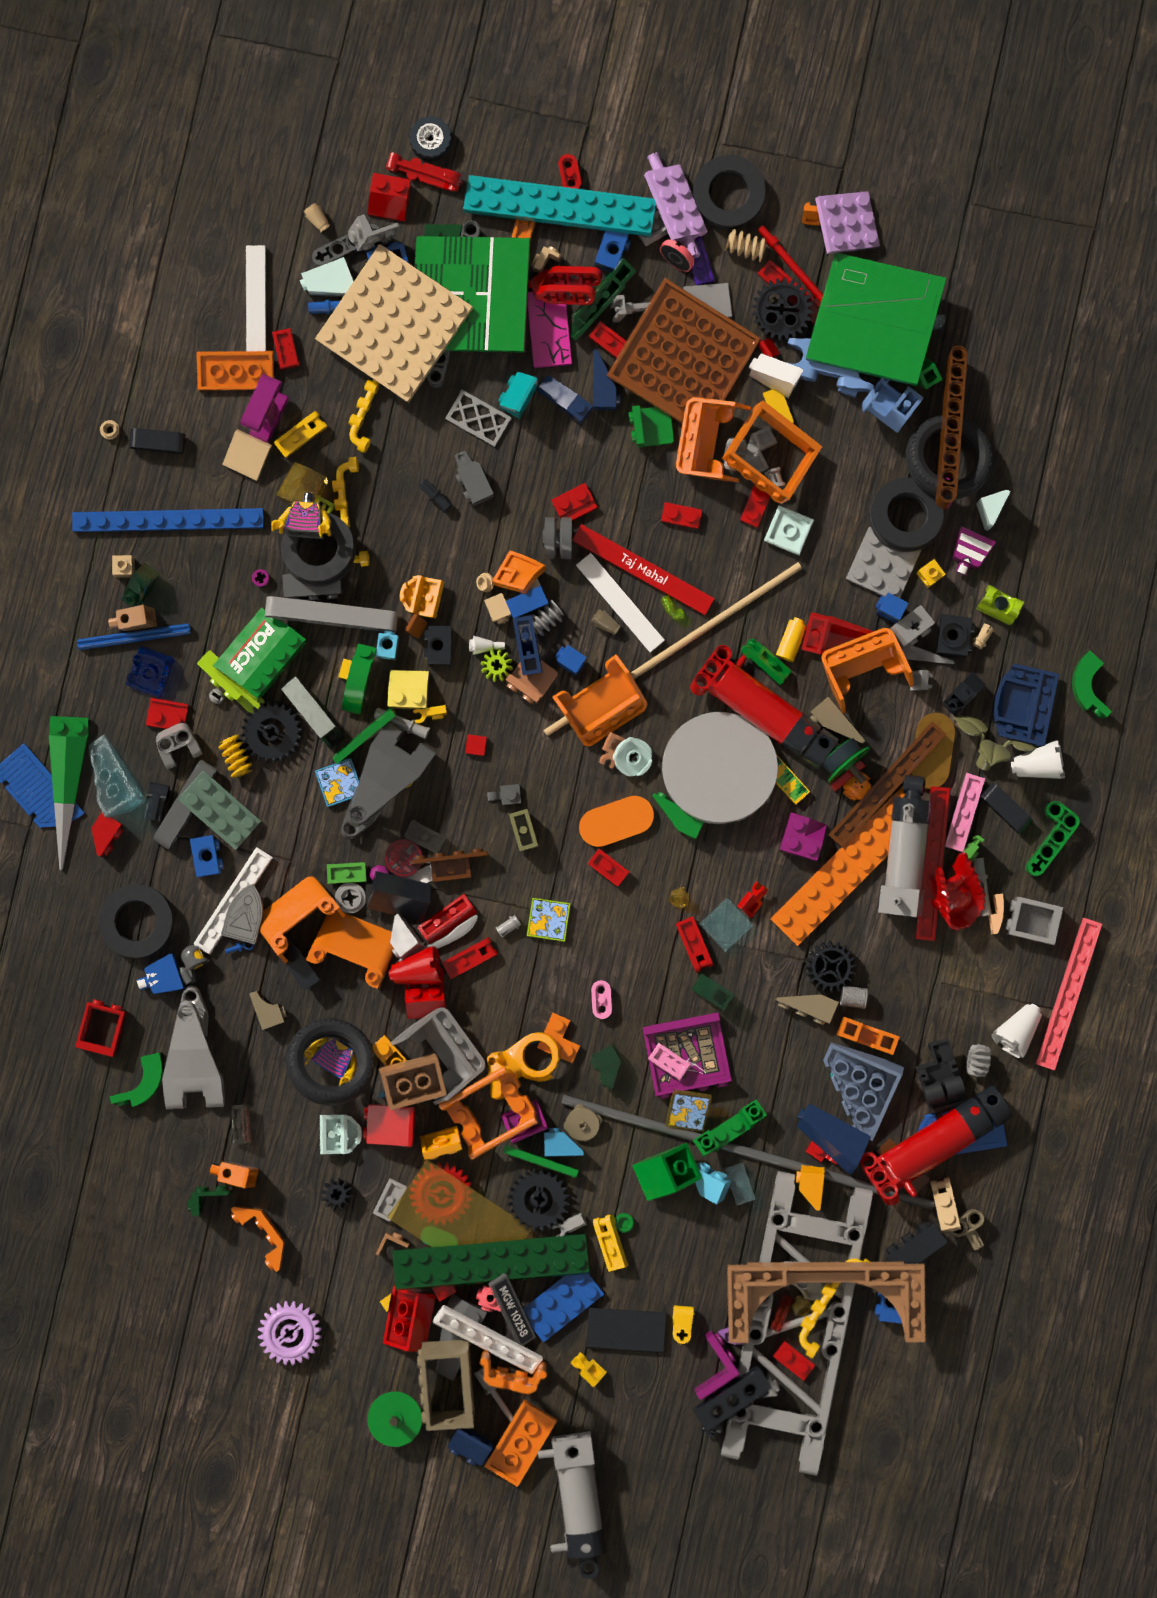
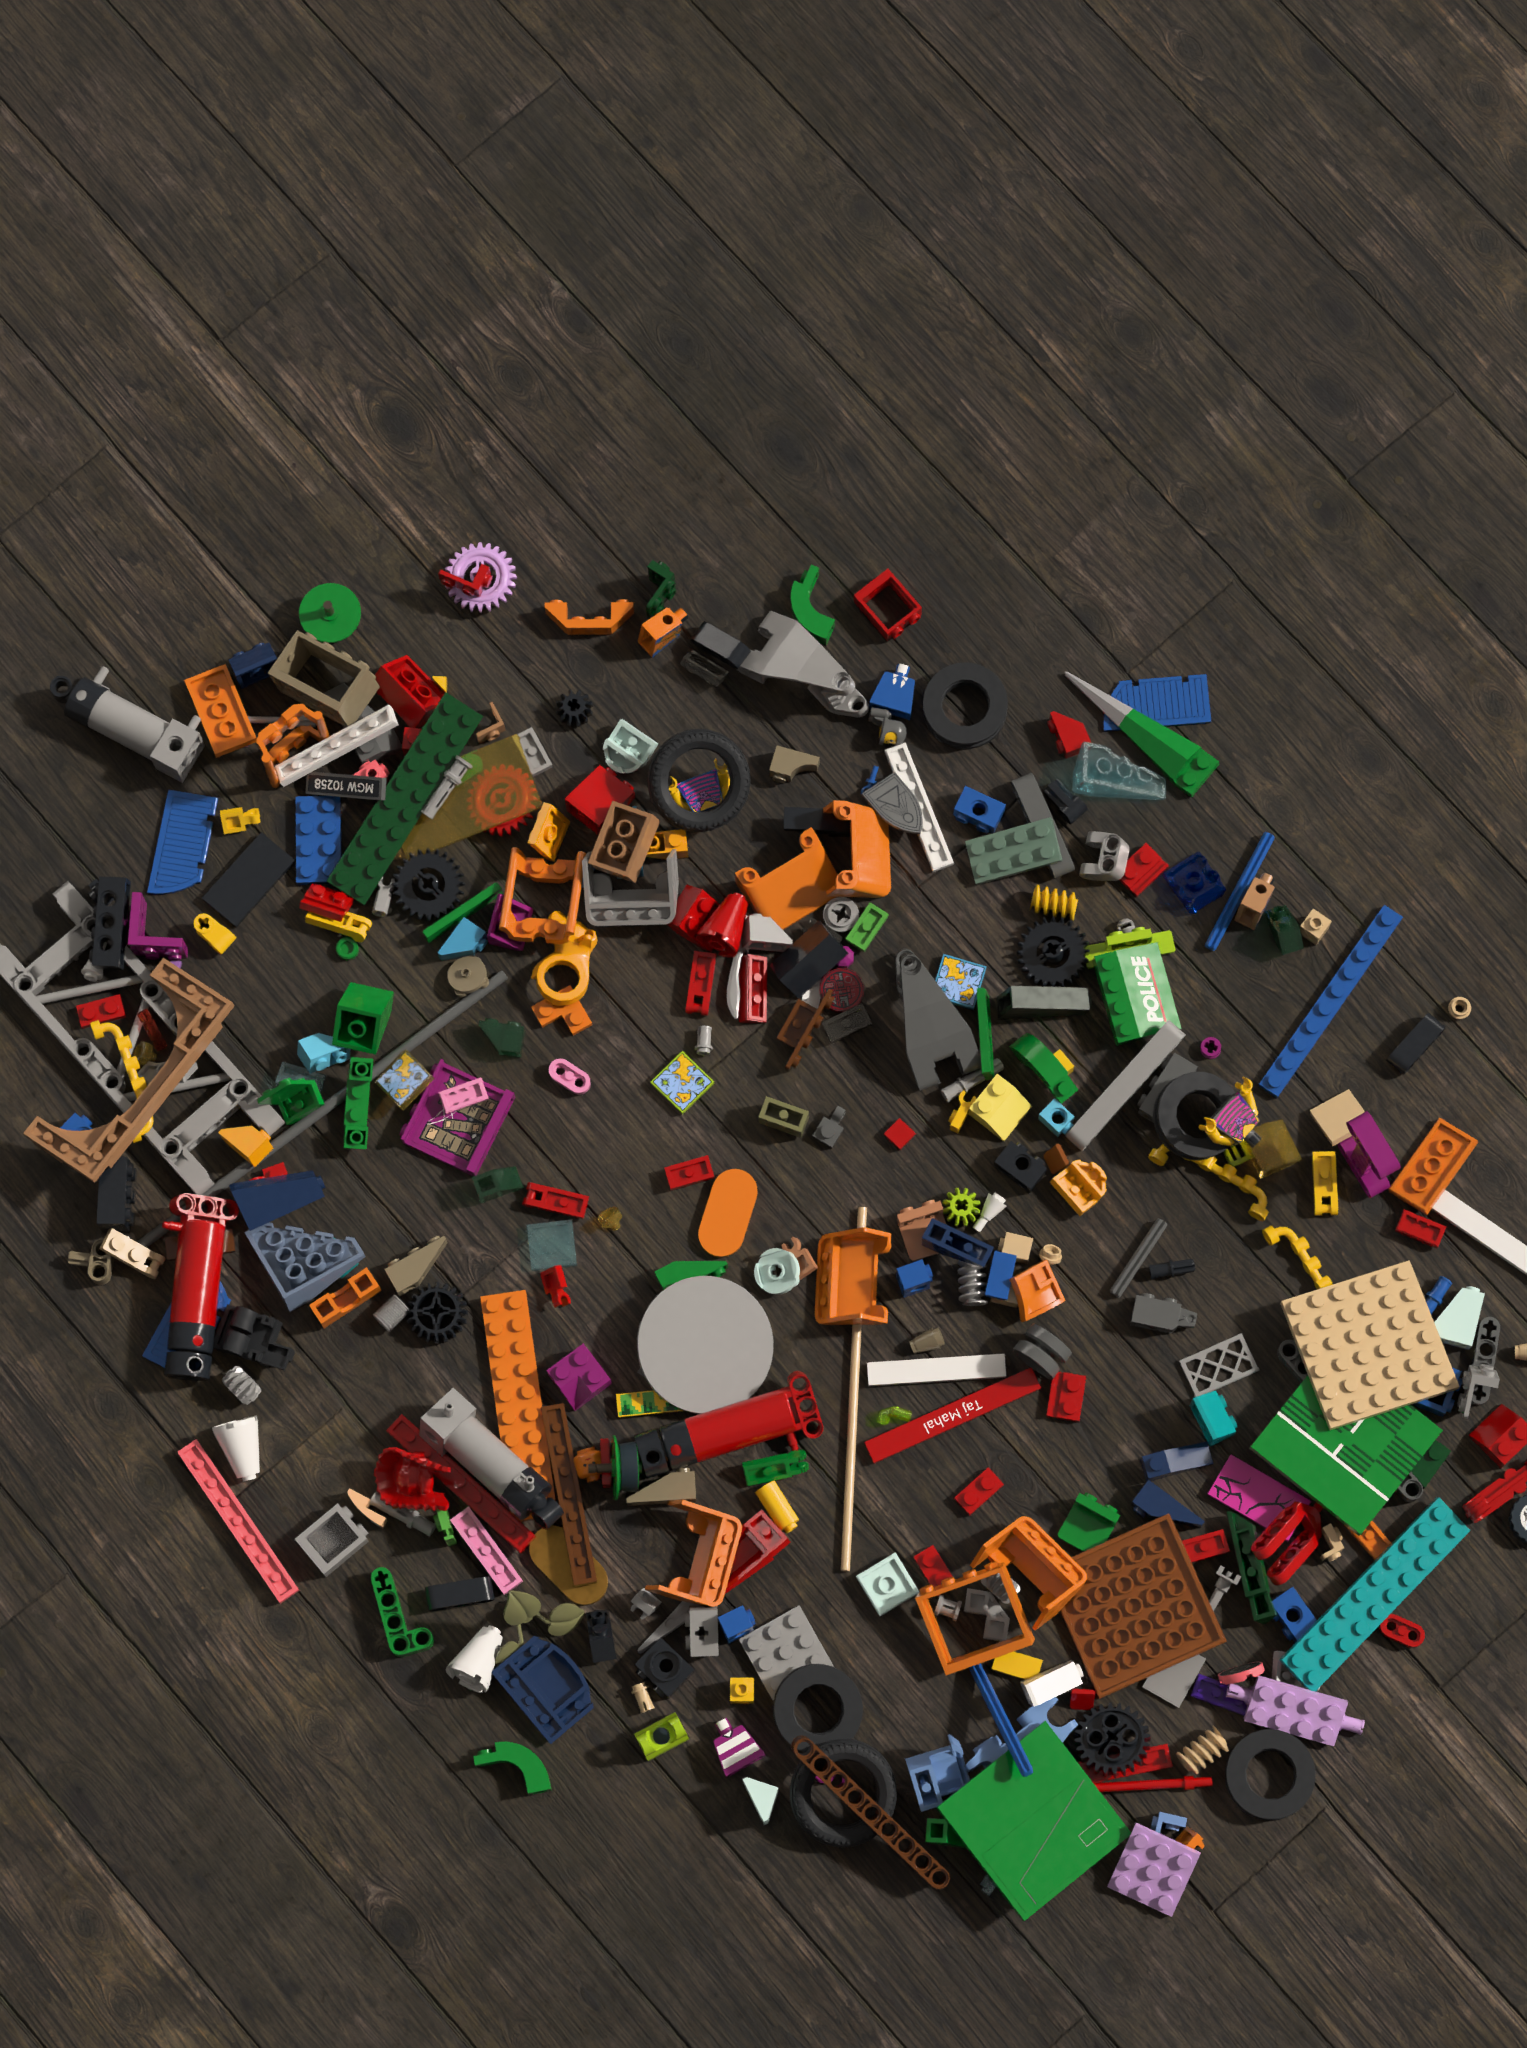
camera: 130 degrees right, 10 degrees down
(217, 1124) = (720, 645): none -> black beam
(293, 1327) = (482, 579): none -> red bracket
(441, 523) = (1138, 1258): none -> dark grey axle
(452, 1239) = (452, 778): none -> light grey pin
(603, 1261) = (326, 902): none -> red plate
(633, 1397) = (182, 842): none -> blue piece
(758, 1174) = (294, 1098): none -> green bracket
(807, 233) = (1172, 1822): none -> medium blue bracket
(827, 384) = (1001, 1720): none -> blue axle

